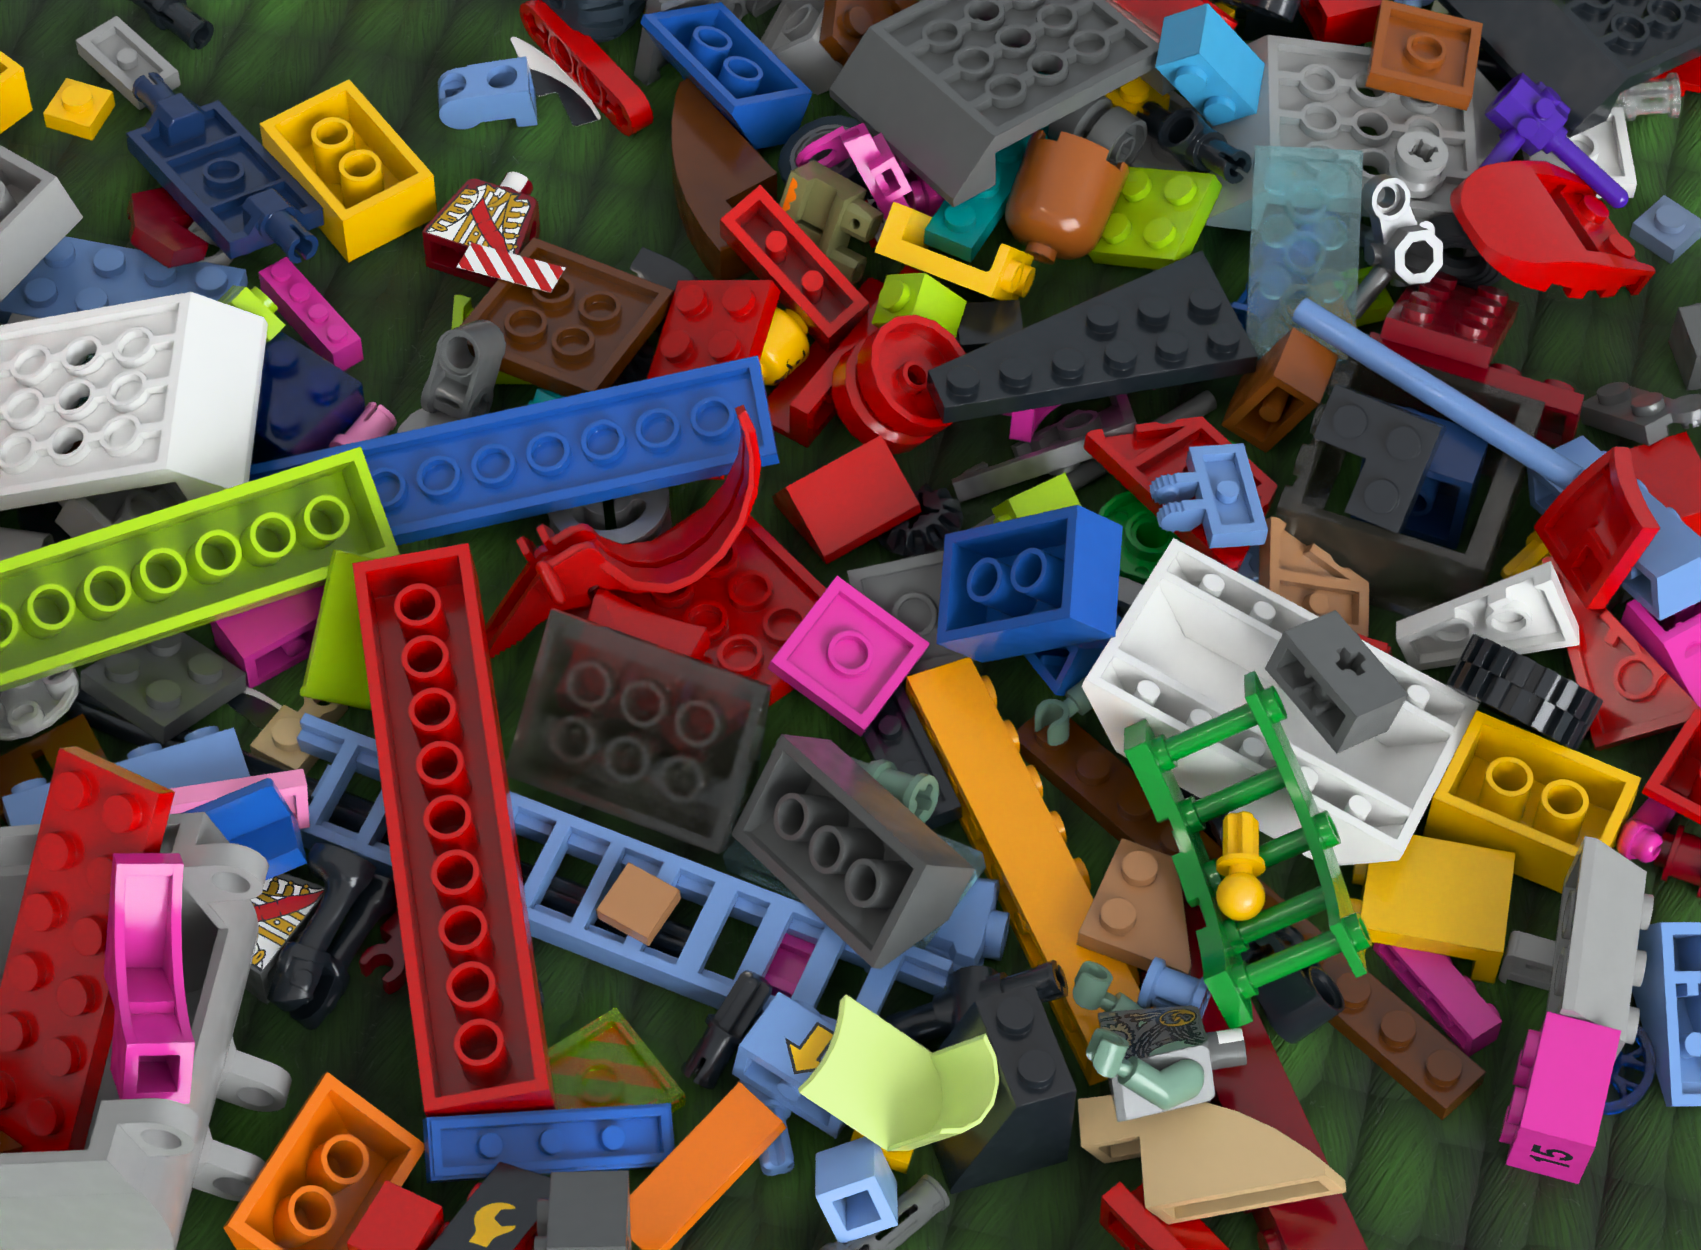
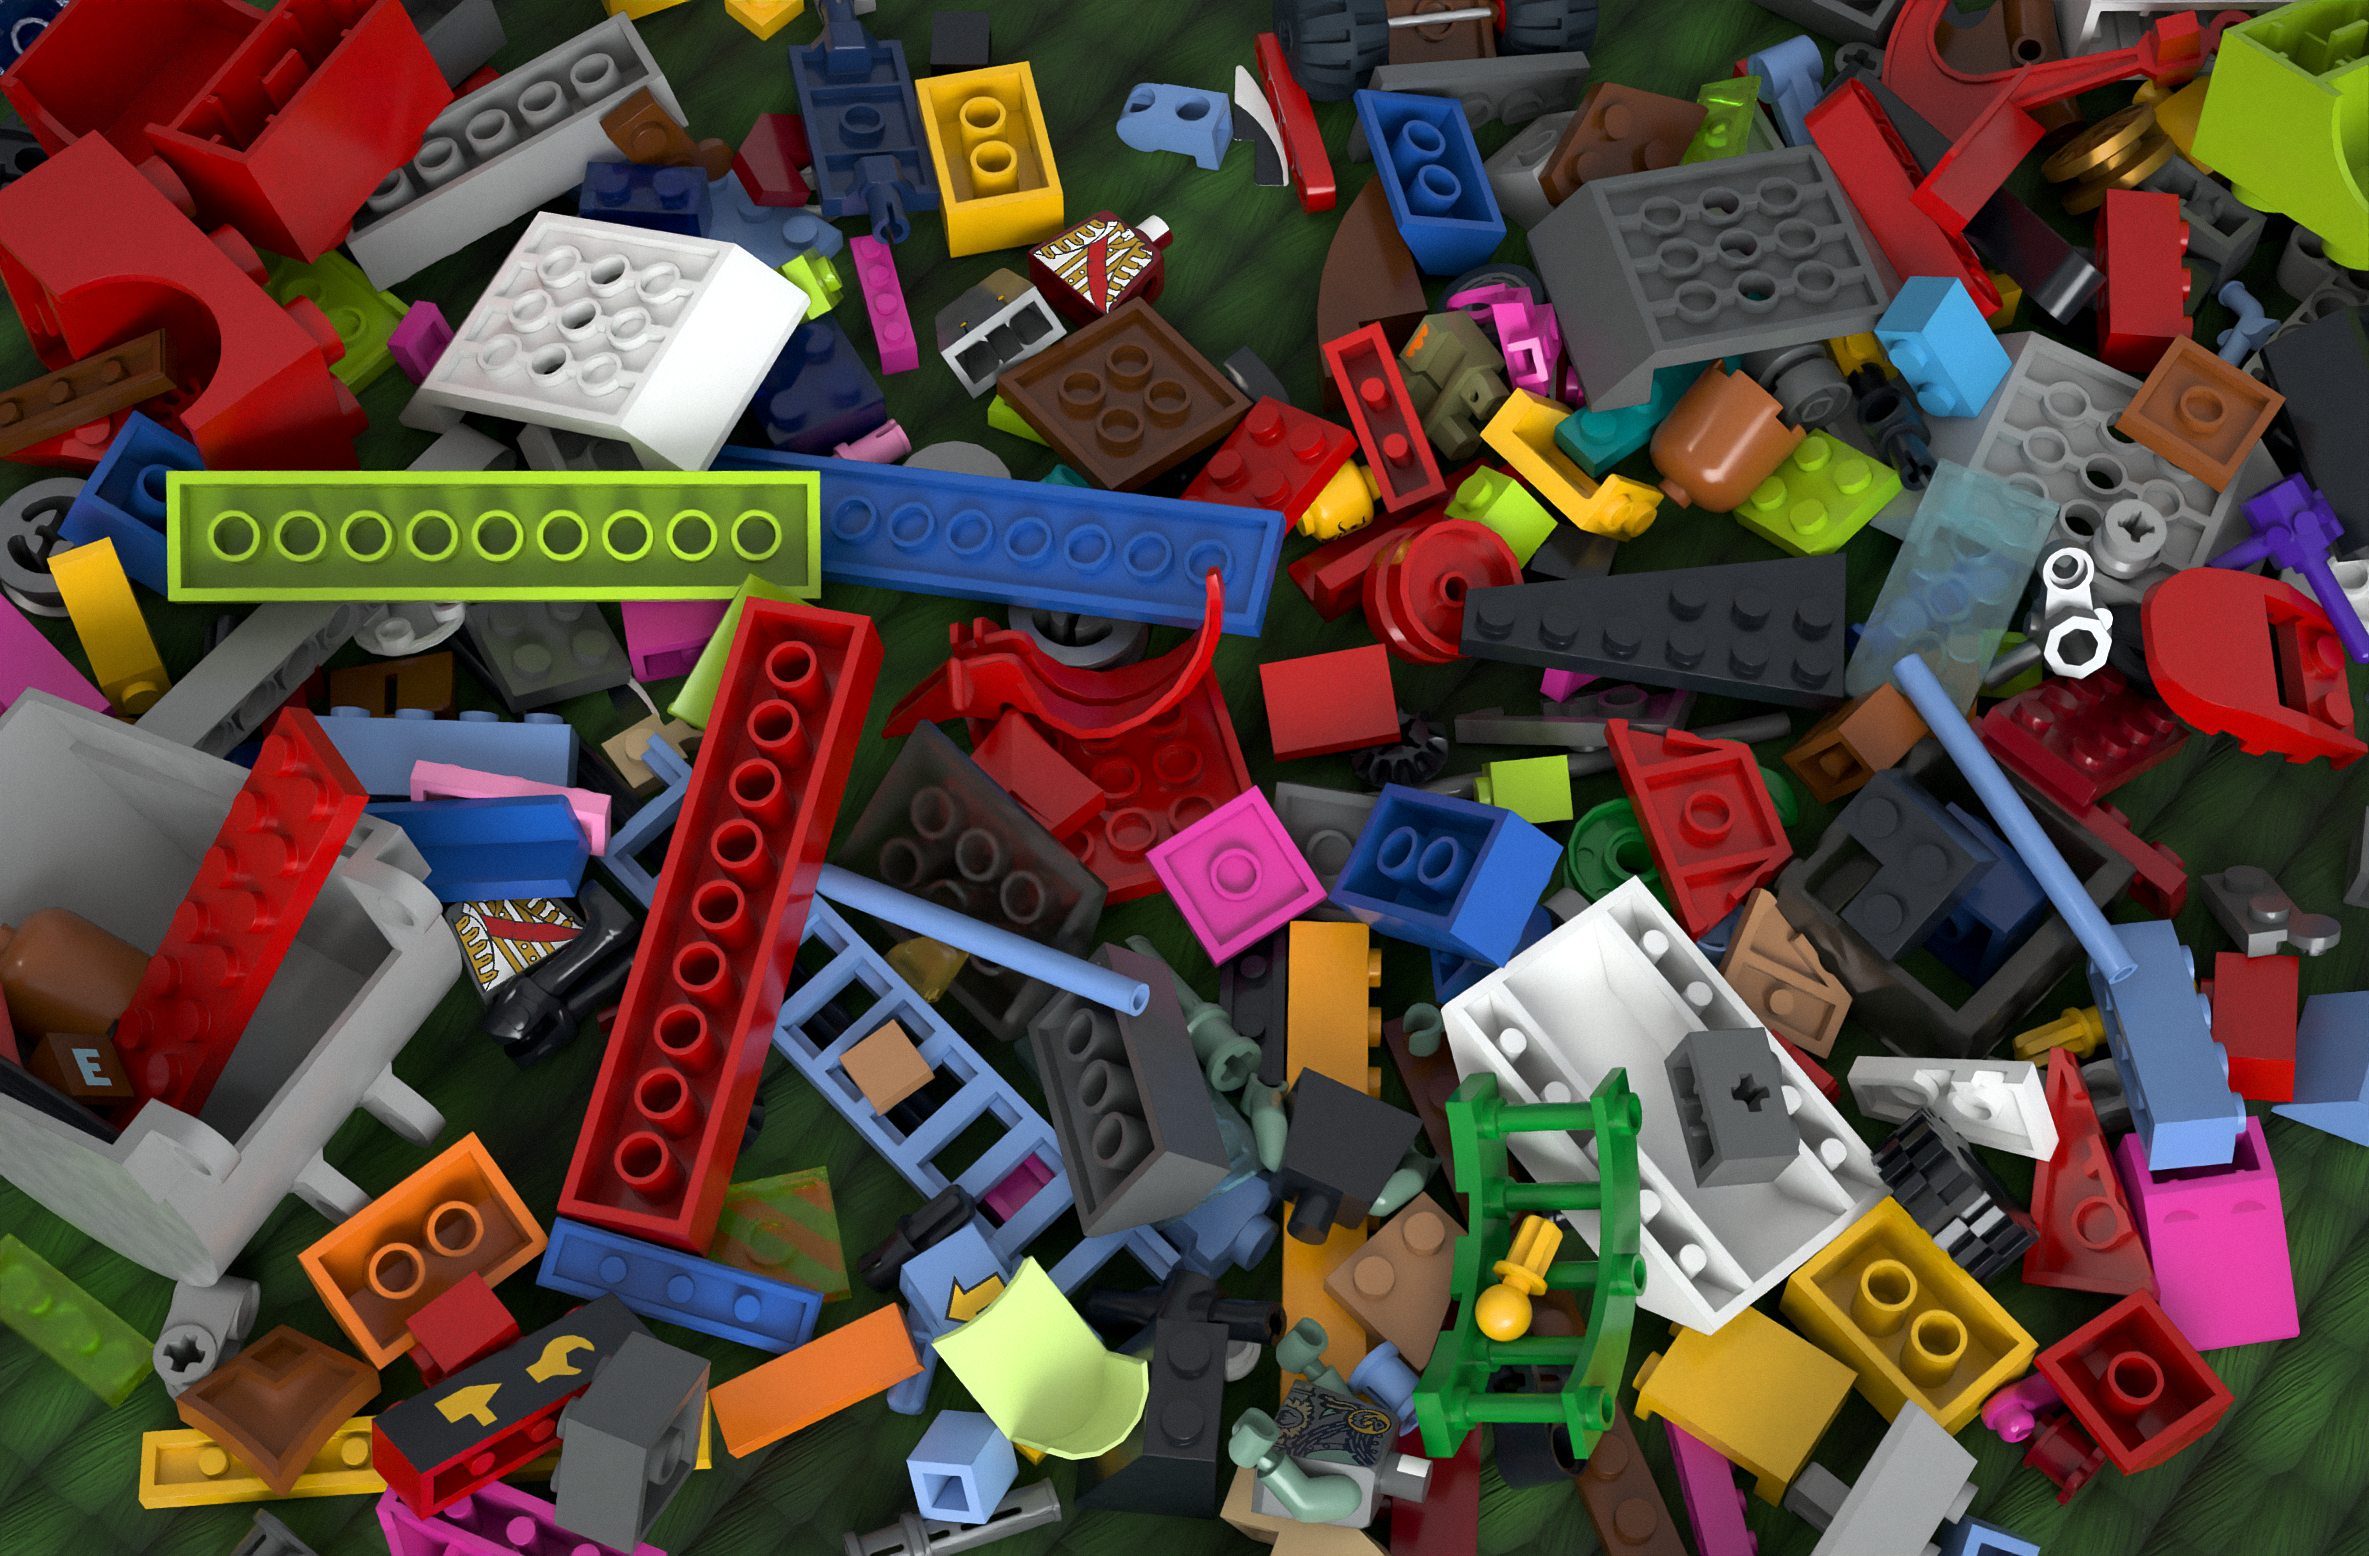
camera: 25 degrees right, 5 degrees up
(70, 241) = (653, 136): none -> reddish brown hinge
(73, 285) = (648, 197): none -> clear blue brick
(146, 979) = (268, 986): dark pink arch -> none
(273, 86) = (960, 42): none -> black brick
(428, 296) = (995, 329): none -> dark grey torso
(457, 380) = (993, 420): dark grey piece -> none
(511, 267) = (1097, 322): sticker -> none
(630, 811) = (926, 965): none -> clear yellow tile
(677, 770) = (984, 940): none -> medium blue piece
(1035, 832) = (1334, 1152): none -> black torso
(1223, 493) = (1720, 844): medium blue hinge -> none
(1599, 527) = (2119, 1039): red plate -> none

